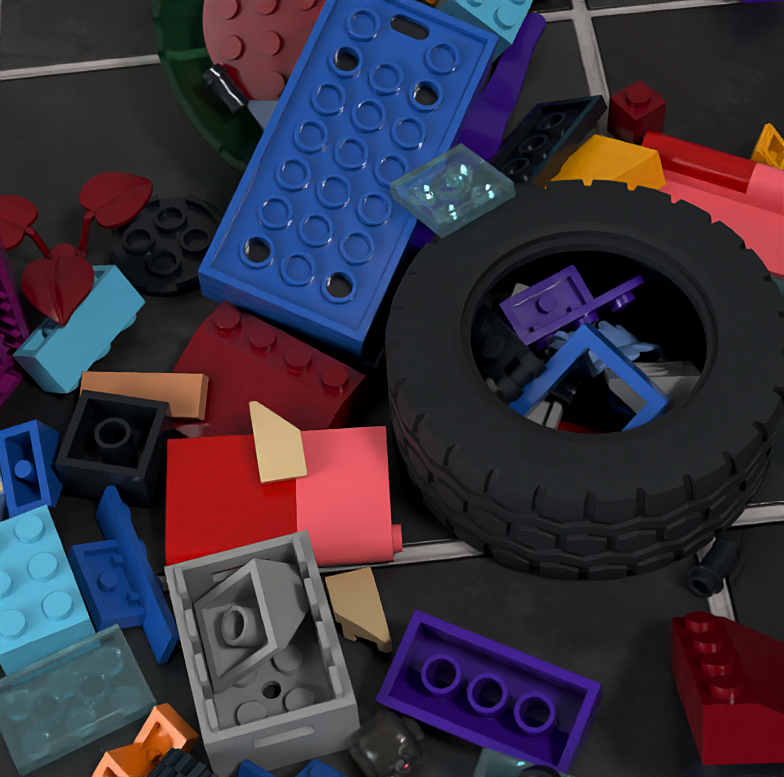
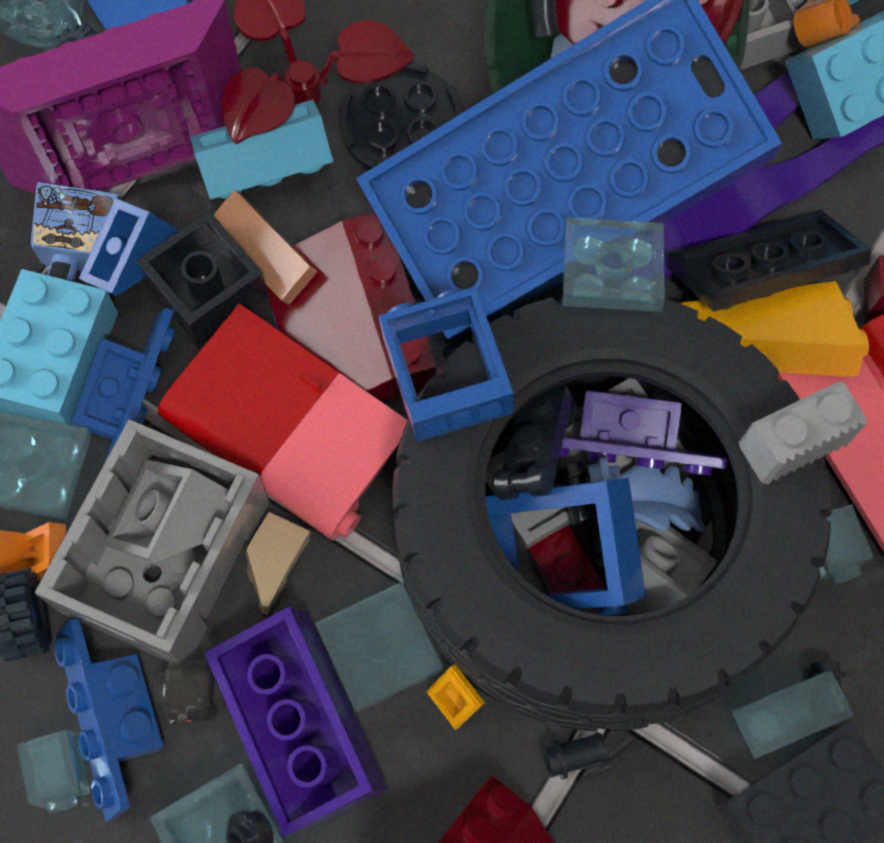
camera: 35 degrees right, 15 degrees up
(277, 446) = (308, 376): tan slope -> none
(431, 353) = (463, 406): none -> blue window
(503, 600) = (379, 647): none -> clear light blue plate
(591, 594) = (455, 696): none -> light orange slope
(684, 200) = (802, 432): none -> light grey brick

